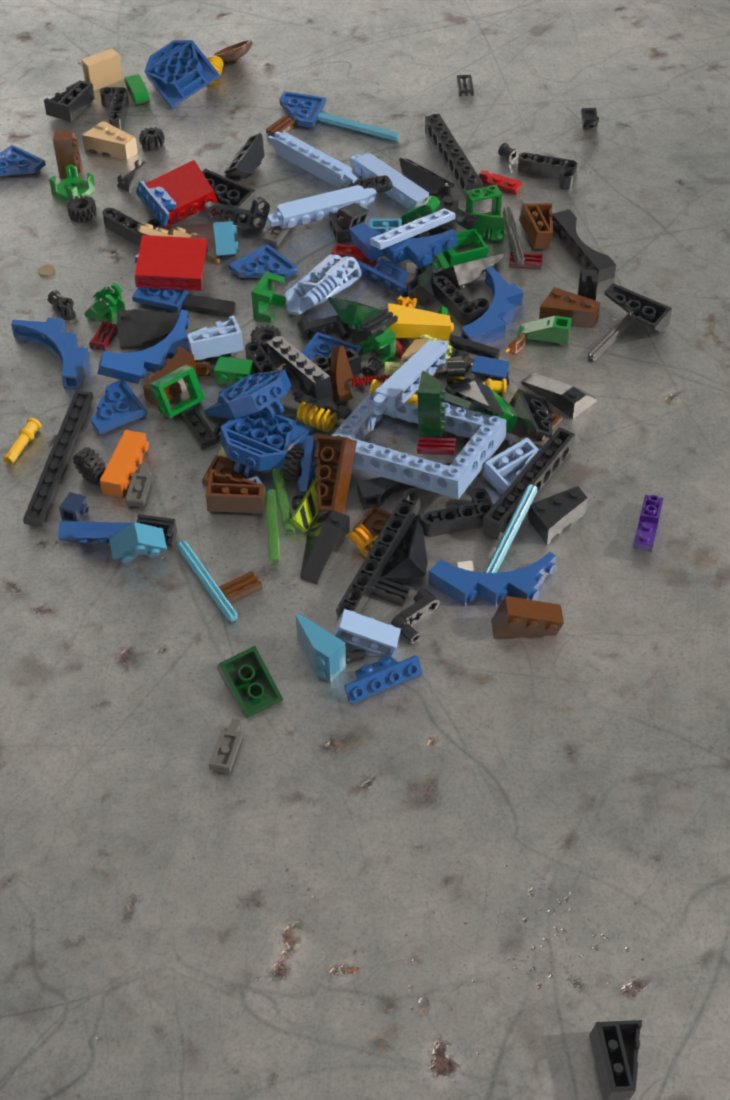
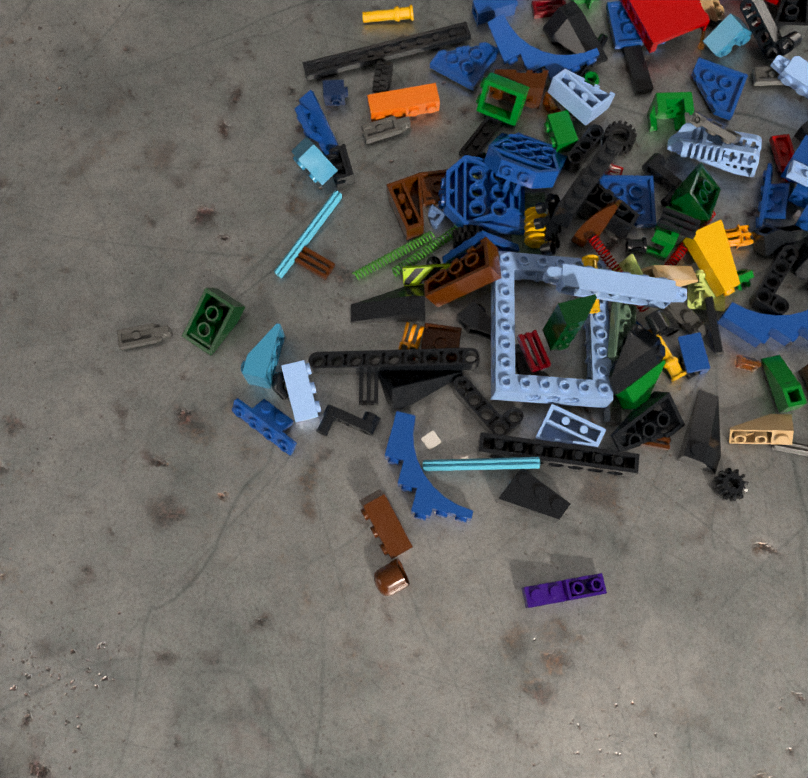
camera: 65 degrees right, 25 degrees up
(307, 273) = (714, 127): none -> dark grey hinge
(579, 353) = (764, 430): none -> tan slope
(580, 631) = (391, 578): none -> reddish brown helmet
(611, 392) = (733, 492): none -> black gear

